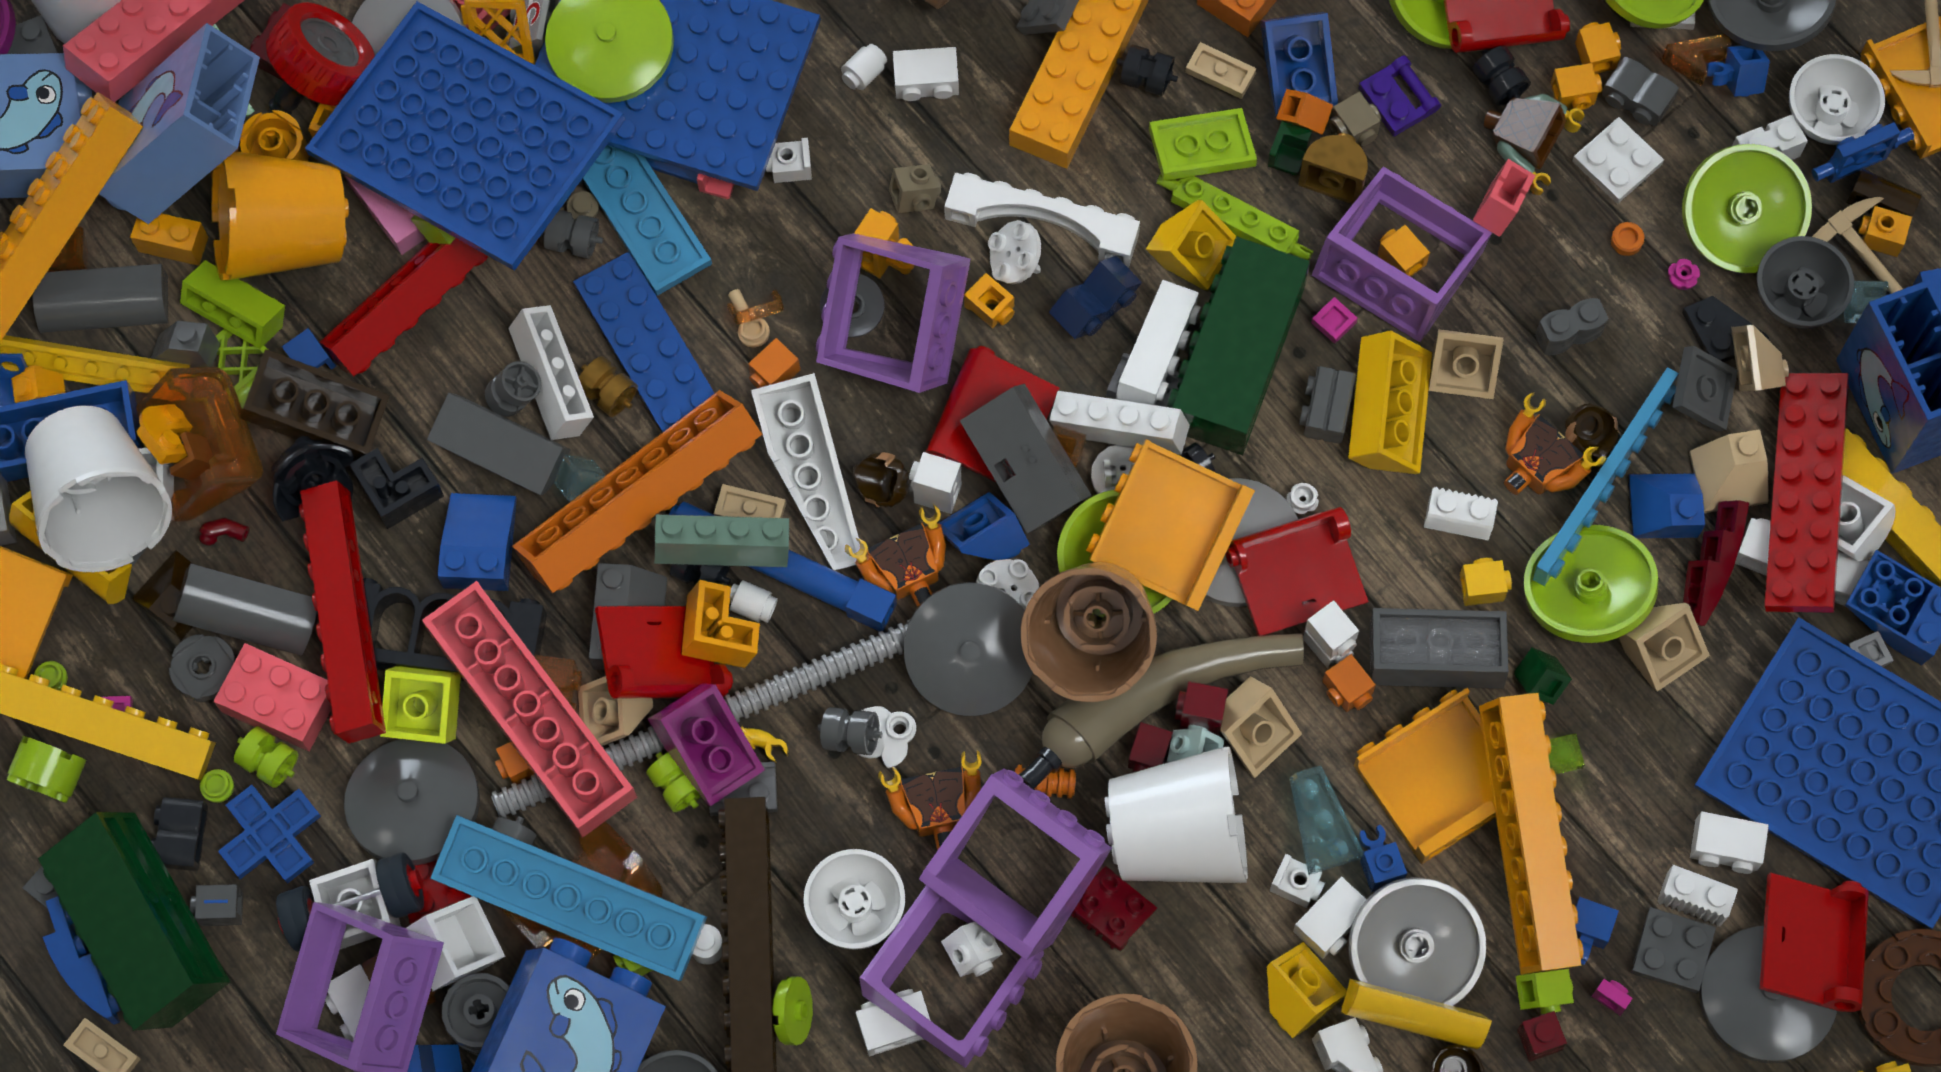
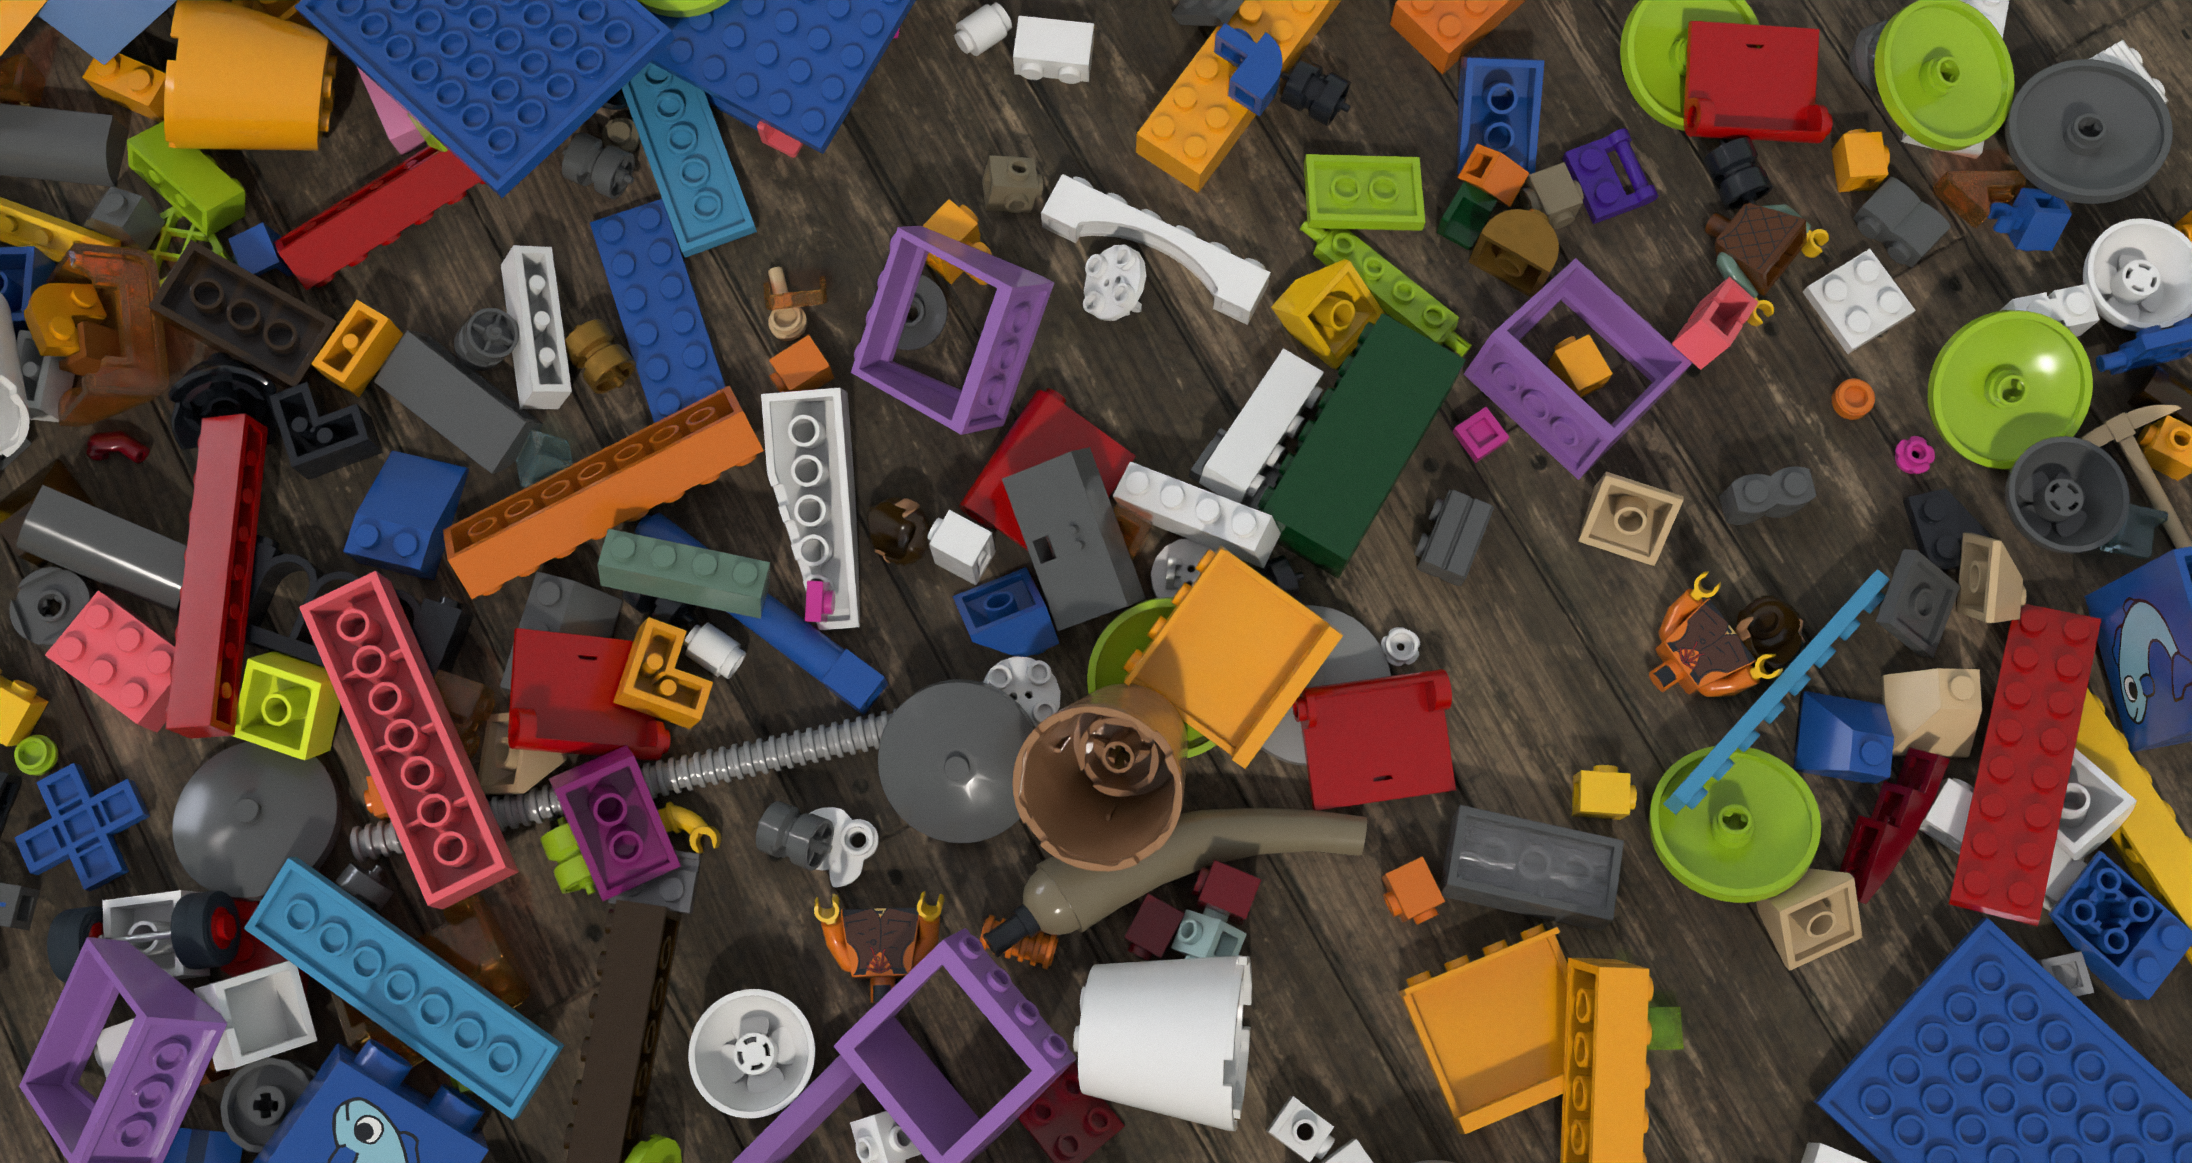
camera: 10 degrees right, 5 degrees up
(262, 754) = (97, 732): lime wheel -> none
(408, 415) = (357, 348): none -> light orange brick
(709, 946) = (565, 1071): white brick -> none
(747, 503) = (735, 533): tan plate -> none
(794, 169) = (880, 133): white brick -> none
(832, 545) = (819, 601): none -> dark pink plate
(905, 561) = (906, 635): torso -> none
(987, 292) = (1068, 325): light orange brick -> none
(1098, 59) = (1257, 63): none -> blue brick
(1103, 293) = (1190, 362): dark blue brick -> none
(1220, 70) = (1403, 107): tan plate -> none
(1257, 725) = (1289, 922): tan slope -> none
(1322, 822) = (1346, 1062): clear light blue wing -> none
(1331, 634) = (1403, 829): white piece -> none
(1381, 862) = (1410, 1130): blue brick -> none
(1390, 403) = (1528, 550): yellow slope -> none
(1460, 513) = (1589, 703): white brick -> none
(1542, 675) = (1652, 926): dark green panel -> none
(1576, 86) = (1826, 202): light orange brick -> none

